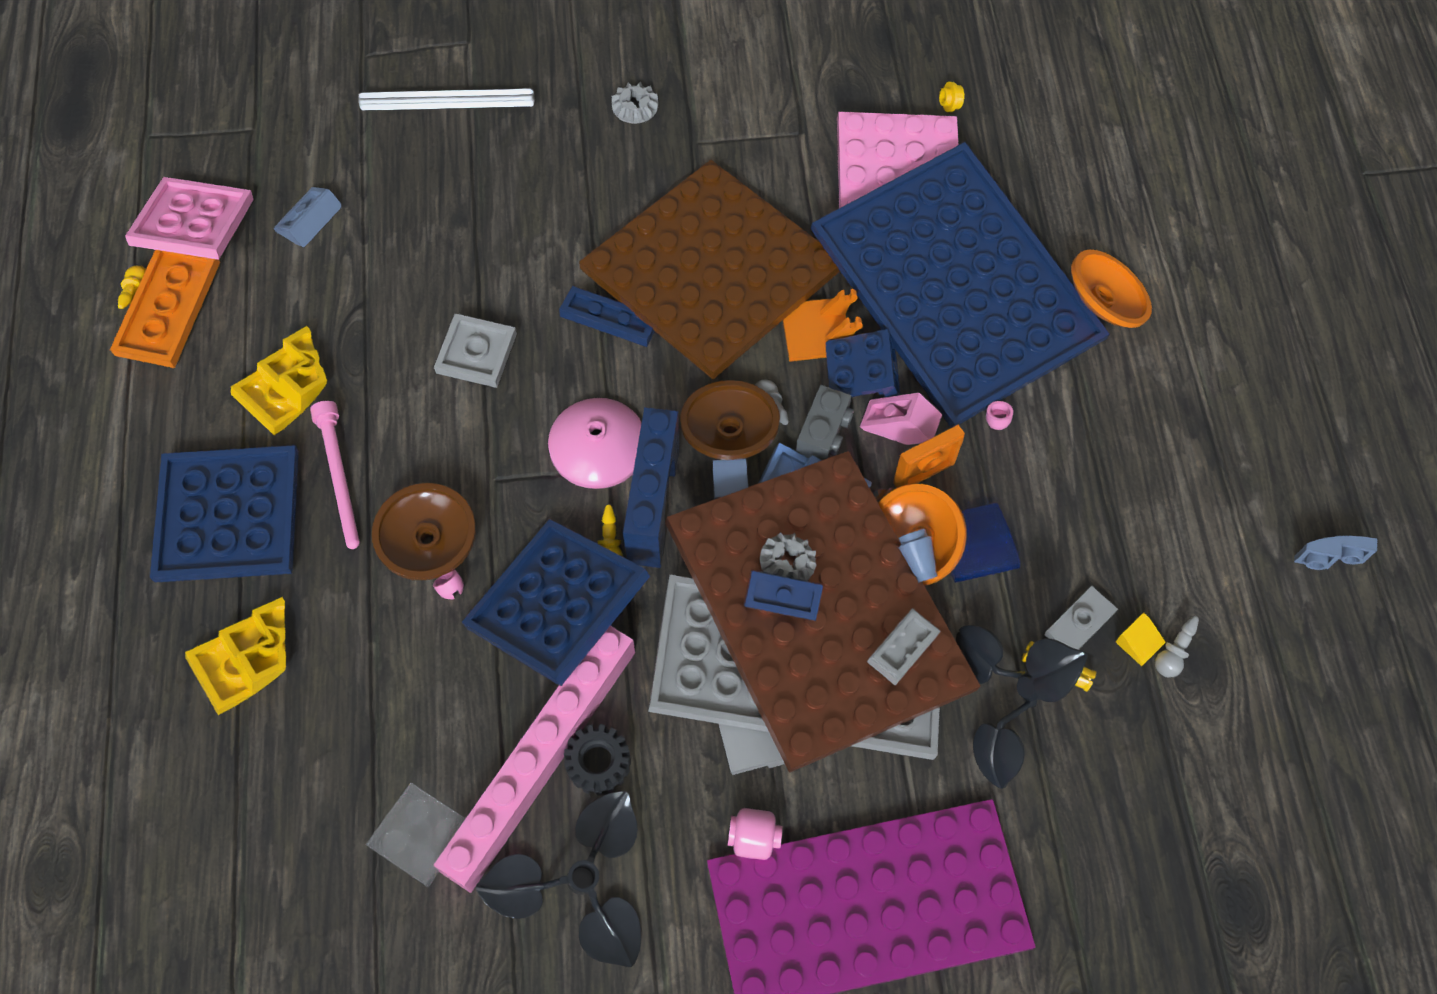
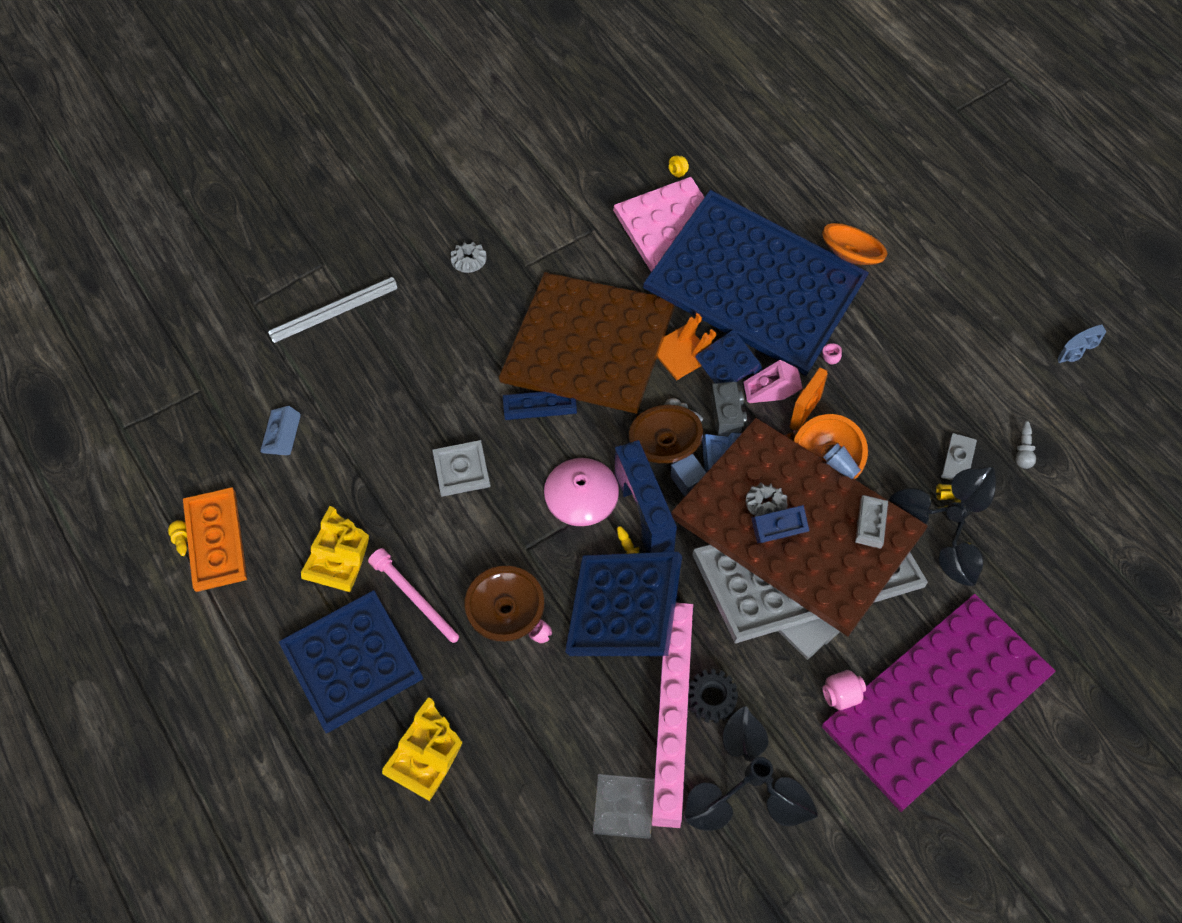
camera: 25 degrees left, 5 degrees down
(190, 218) = (197, 469): bright pink plate -> none
(988, 545) = (879, 437): clear blue slope -> none
(1141, 639) = (1001, 452): yellow slope -> none

